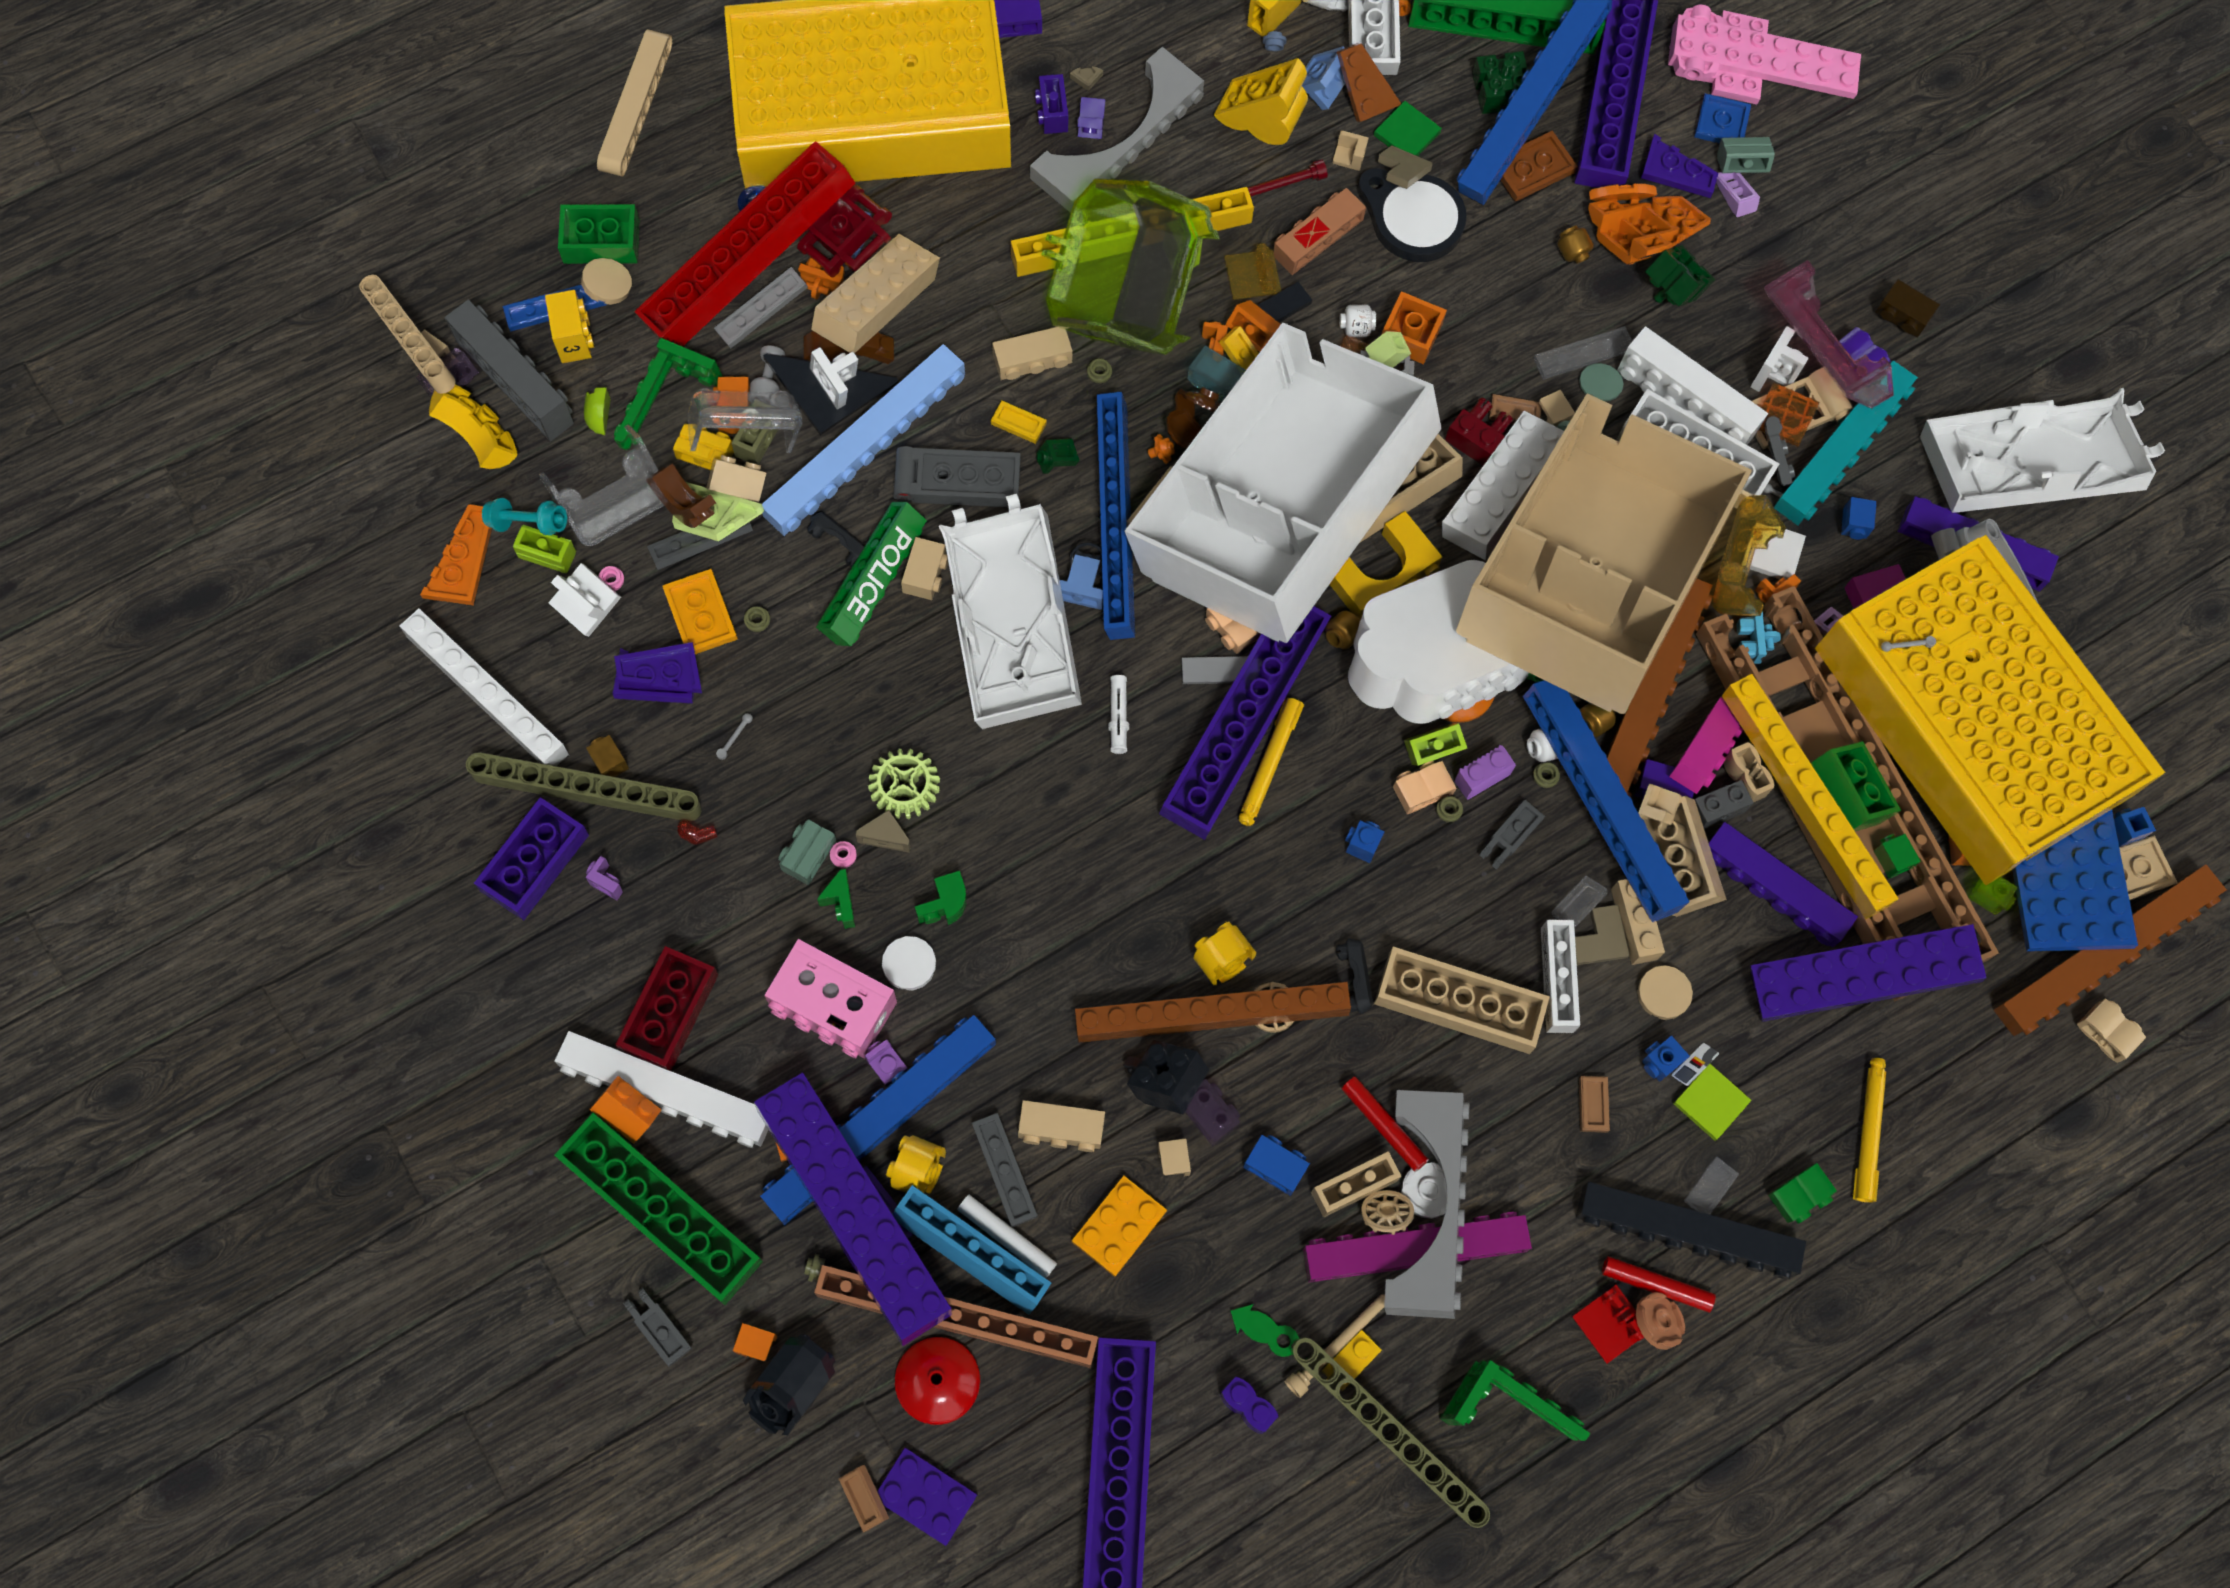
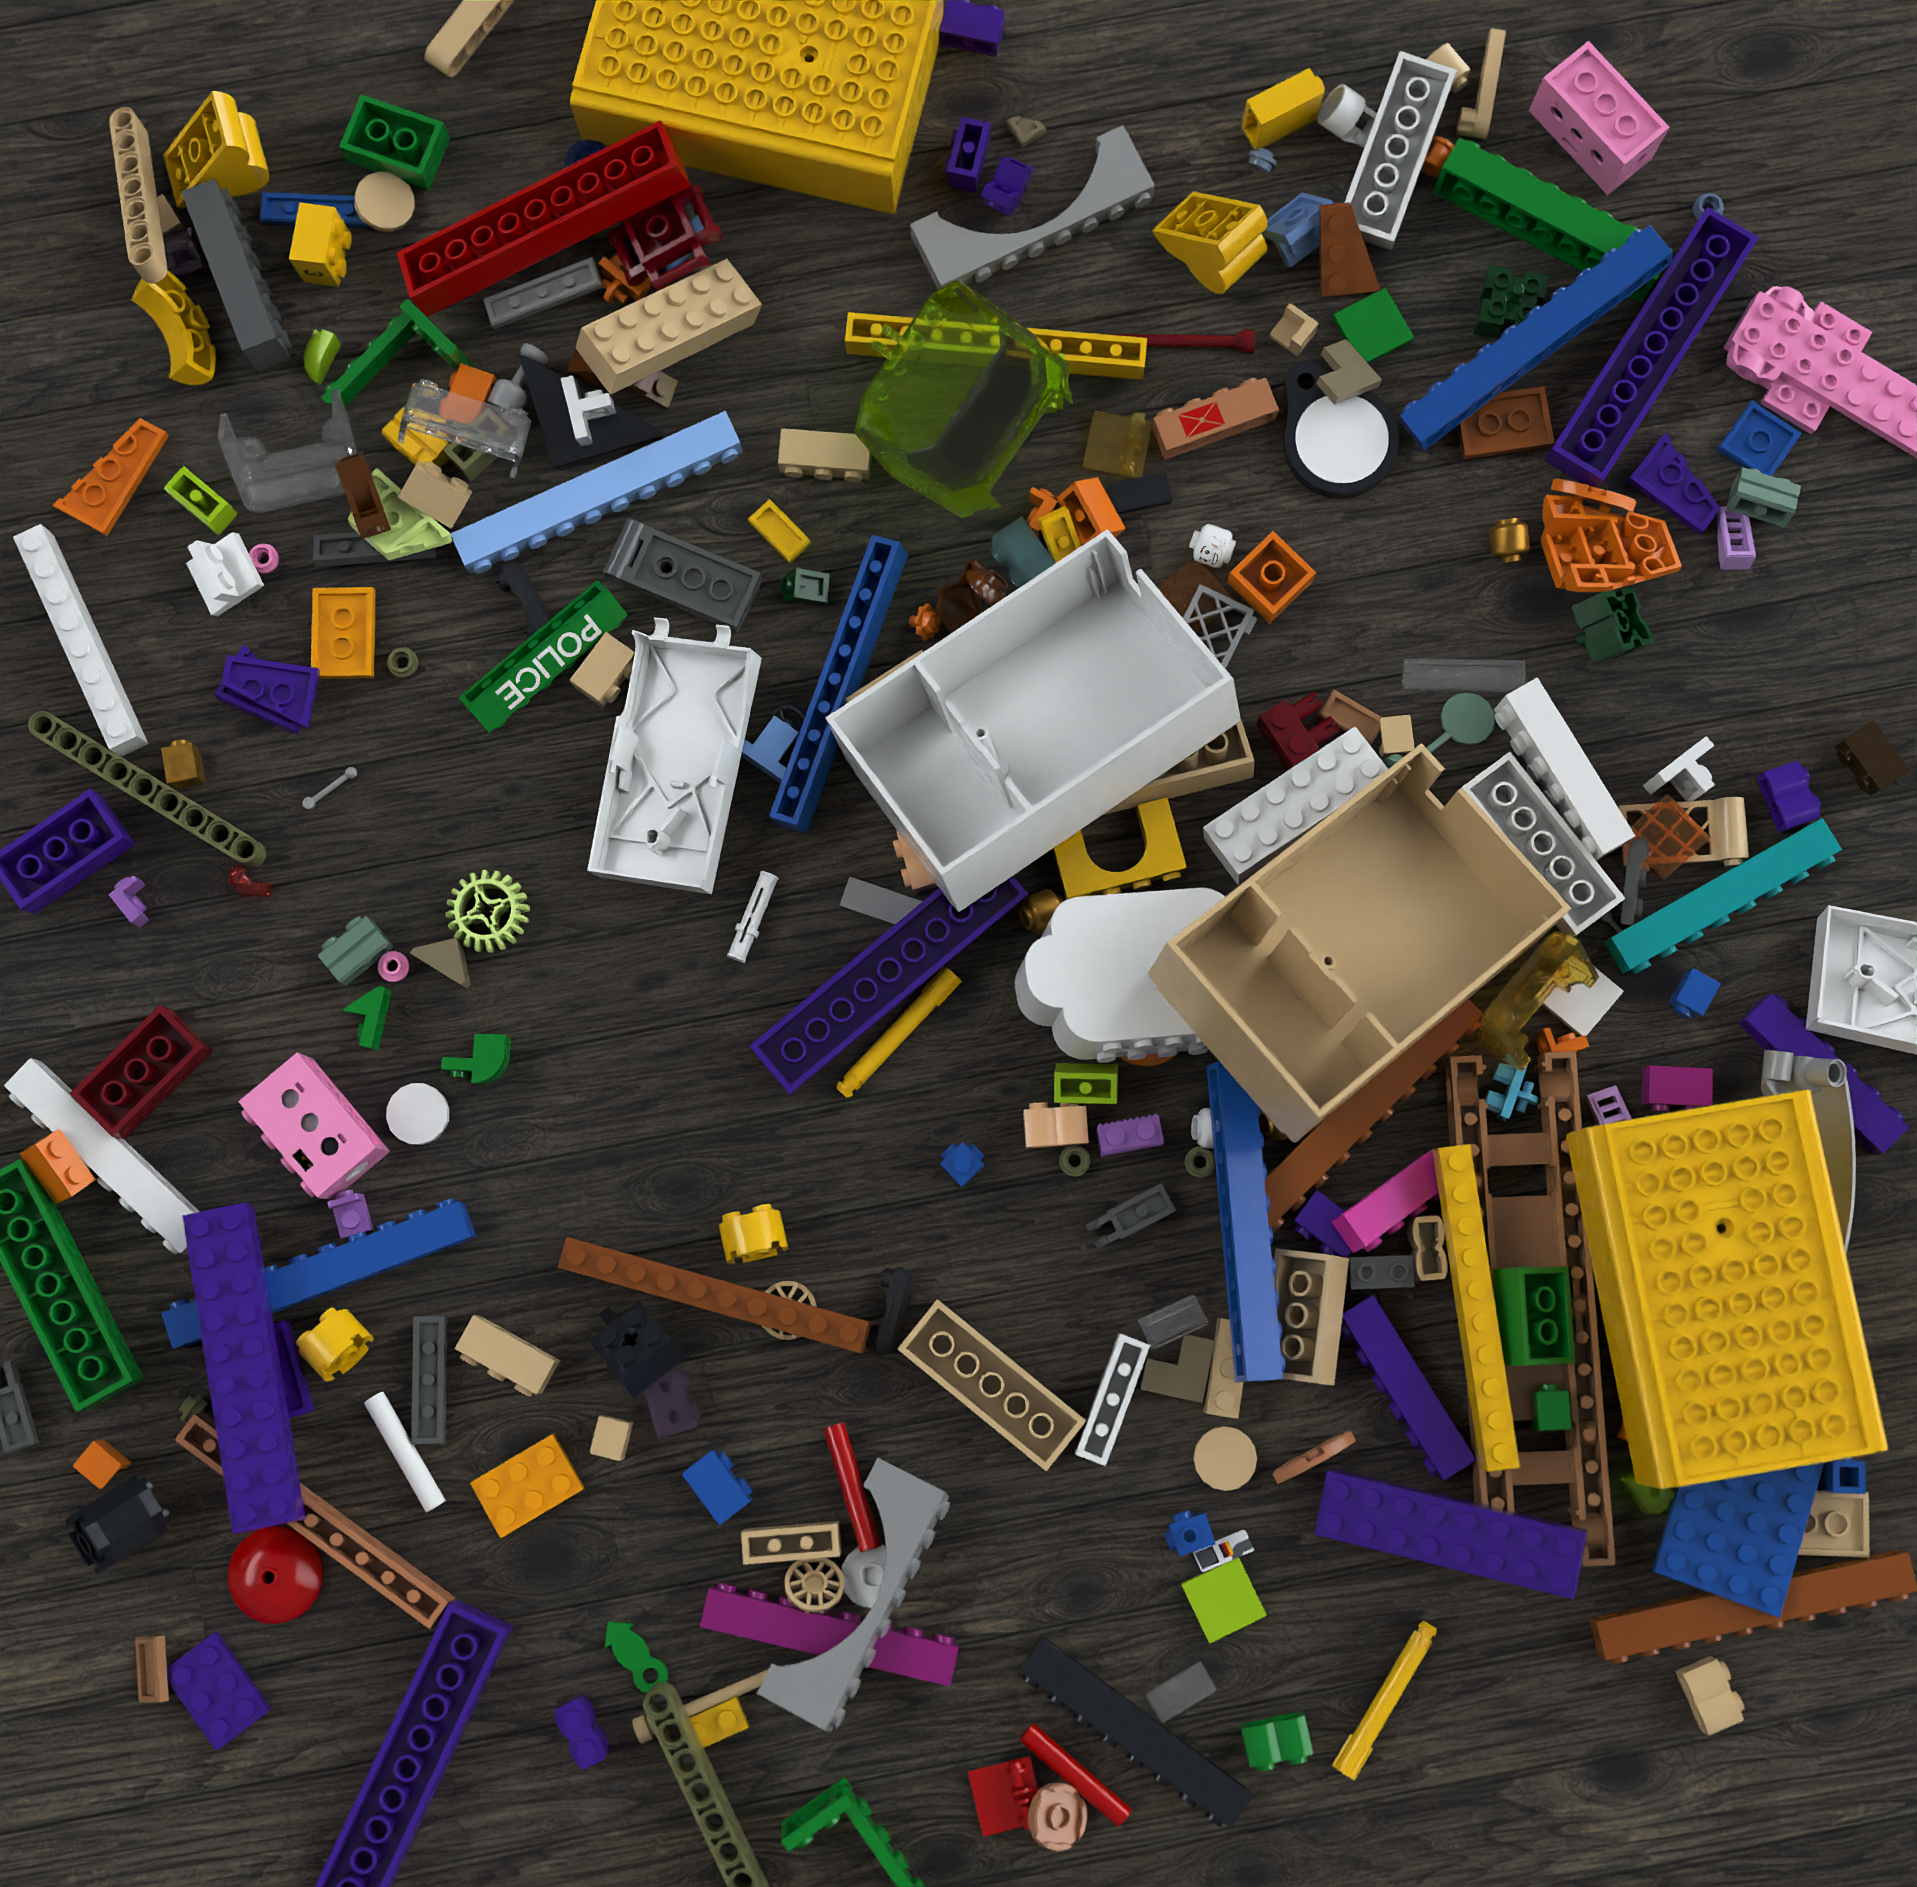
camera: 30 degrees right, 10 degrees up
(453, 278) = (217, 146): none -> yellow brick
(549, 516) = (209, 470): teal piece -> none
(970, 1250) = (354, 1456): dark azure brick -> none
(1099, 364) = (894, 493): olive plate -> none
(1388, 349) = (1225, 599): yellowish green brick -> none
(1594, 1104) = (1092, 1551): medium nougat tile -> none
(1660, 804) = (1300, 1254): tan panel -> none
(1733, 962) = (1314, 1456): none -> nougat tile
(1859, 380) = (1734, 706): clear pink windscreen -> none
(1929, 642) = (1677, 1195): light grey hinge -> none

